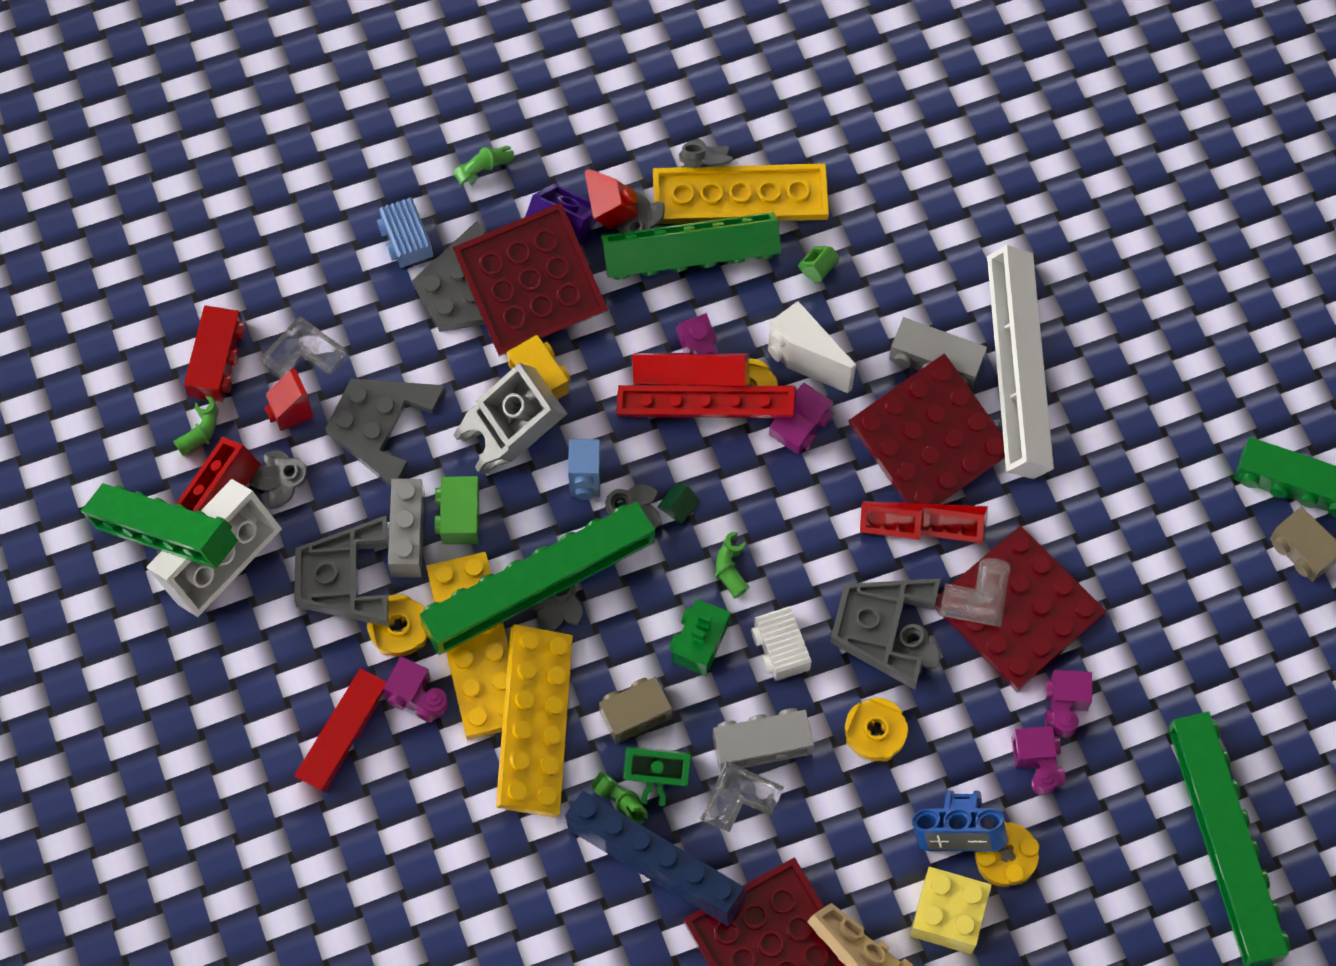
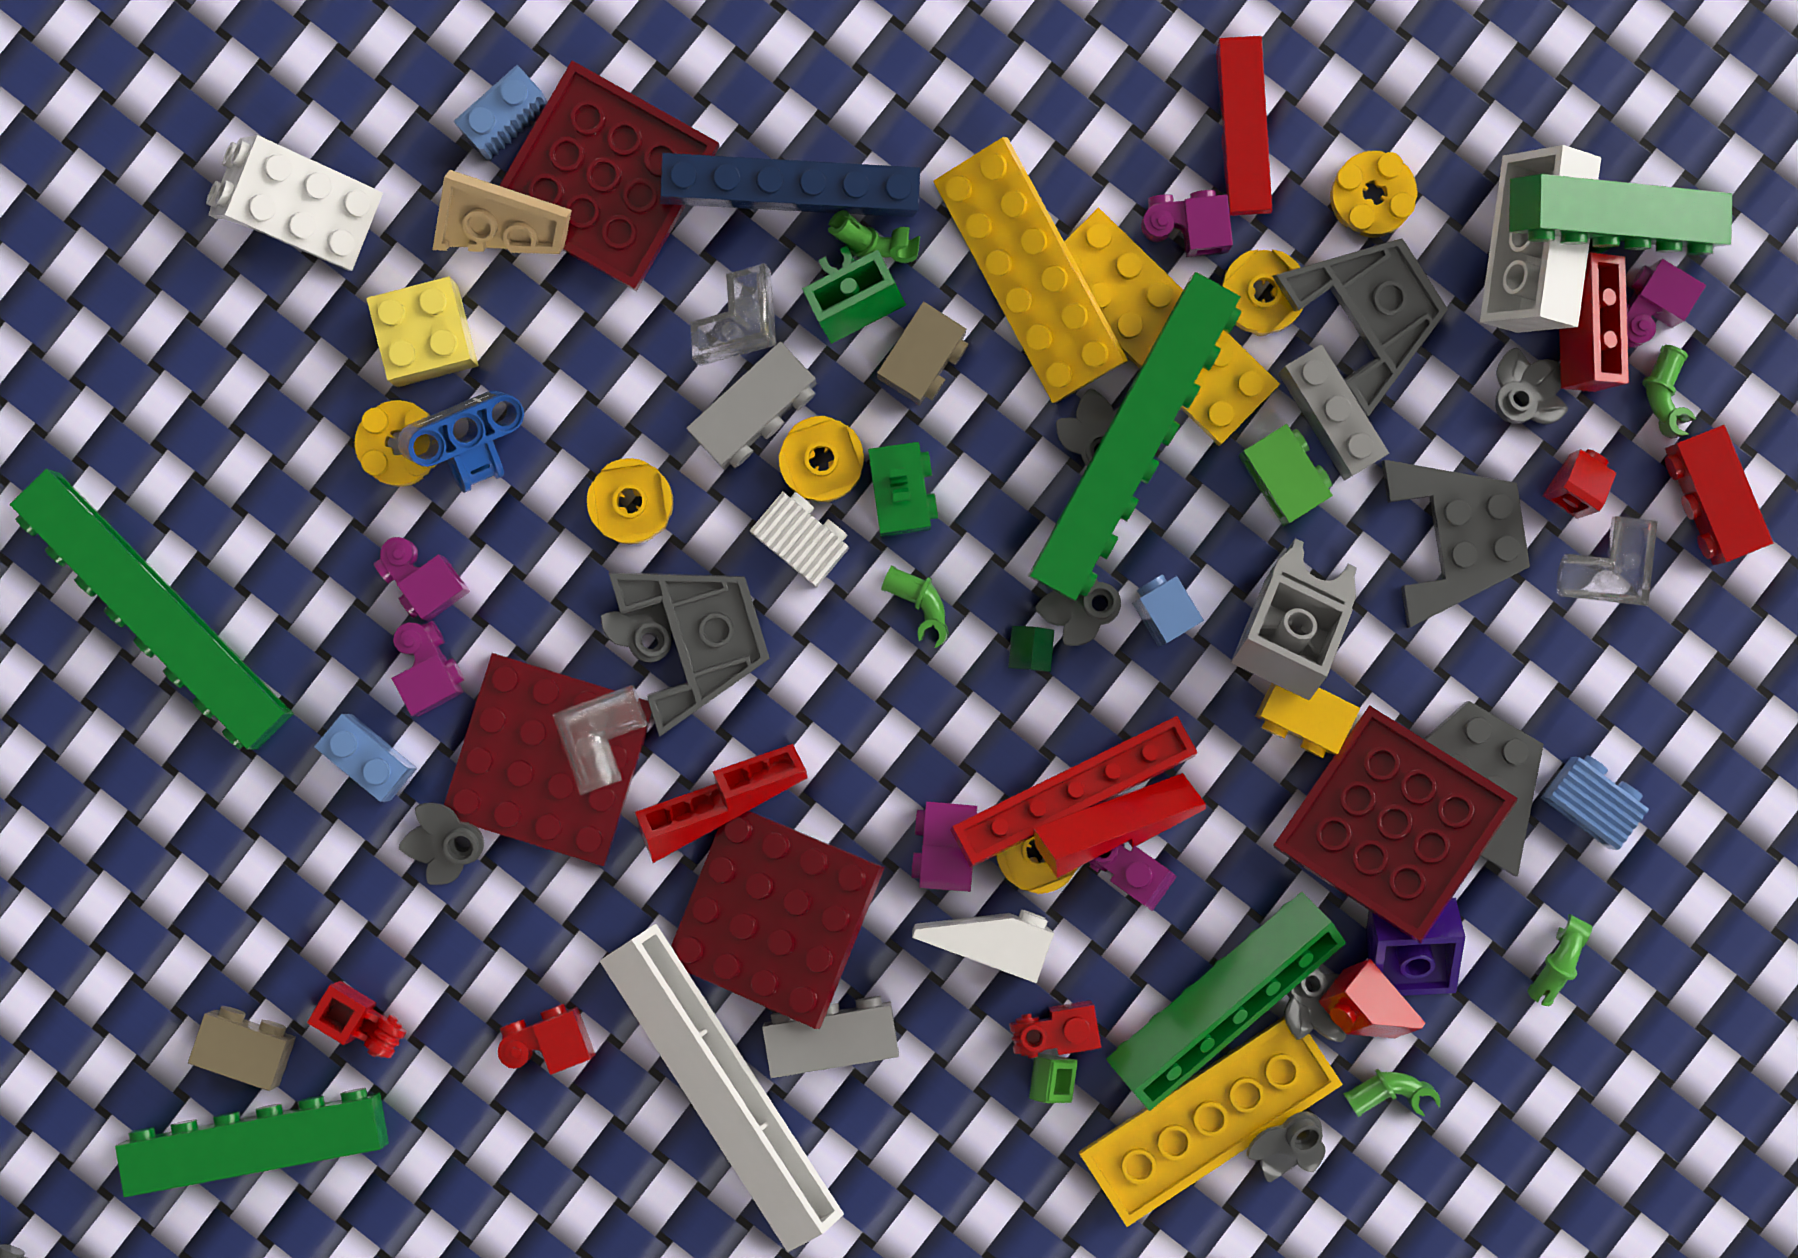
camera: 150 degrees right, 20 degrees up
(164, 482) = (1661, 293): none -> magenta brick
(284, 629) = (1361, 214): none -> yellow plate
(627, 156) = (1387, 1085): none -> bright green piece
(747, 700) = (799, 448): none -> yellow plate
(793, 279) = (1068, 1030): none -> red brick
(1104, 446) = (557, 1036): none -> red brick
(1114, 594) = (436, 843): none -> dark grey plate
(1135, 668) = (365, 757): none -> medium blue brick
(1227, 525) = (350, 1015): none -> red brick

